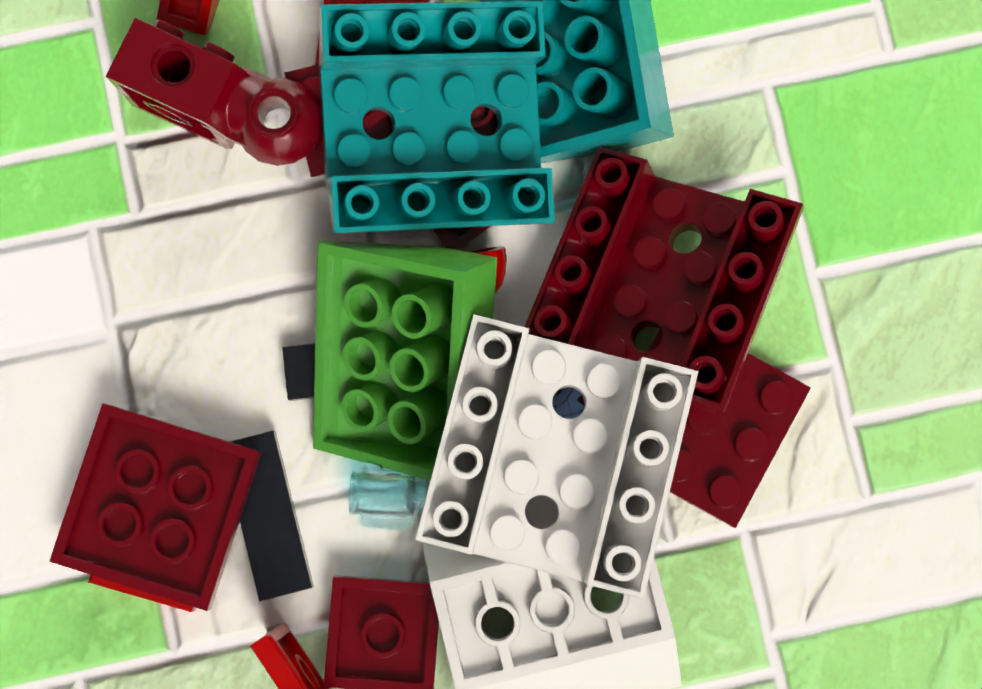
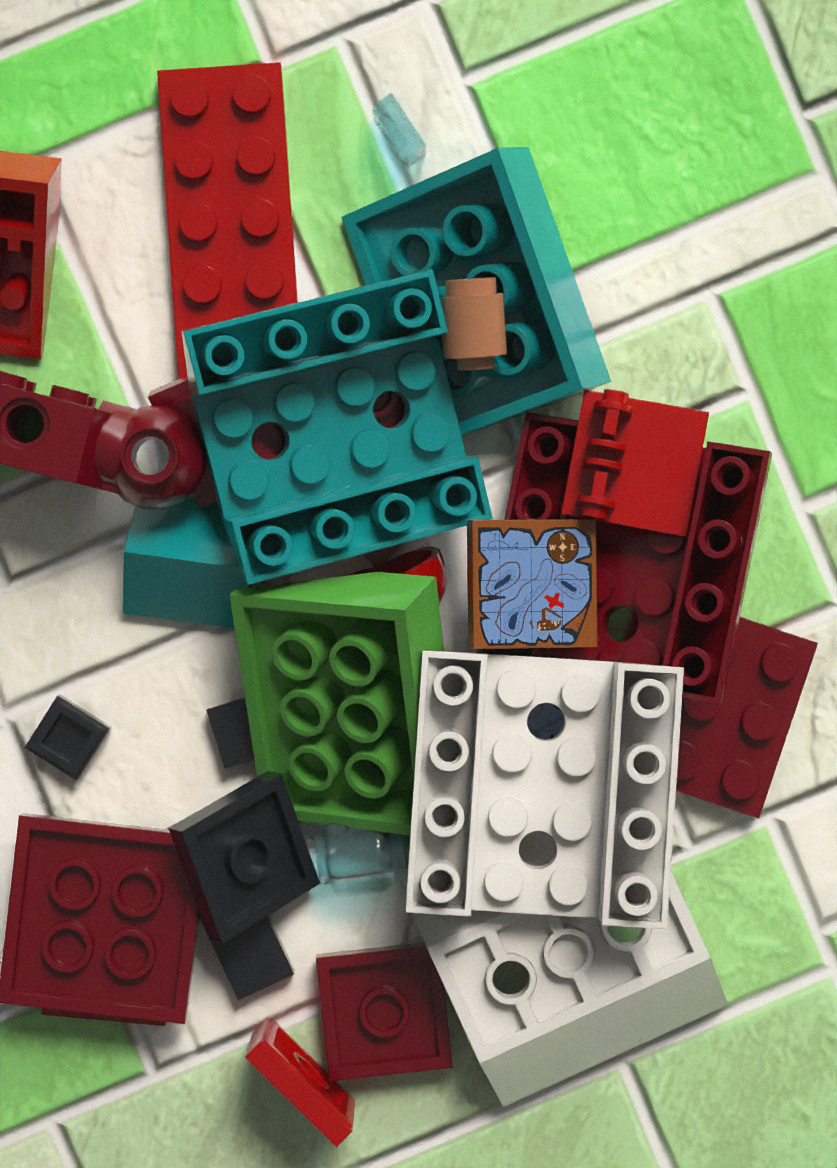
camera: 10 degrees left, 5 degrees up
(161, 350) = (68, 737): none -> black tile
(282, 220) = (180, 565): none -> teal slope
(287, 474) = (244, 856): none -> black plate
(569, 57) = (473, 323): none -> nougat brick
(578, 282) = (531, 583): none -> tile
(683, 199) = (635, 462): none -> red hinge

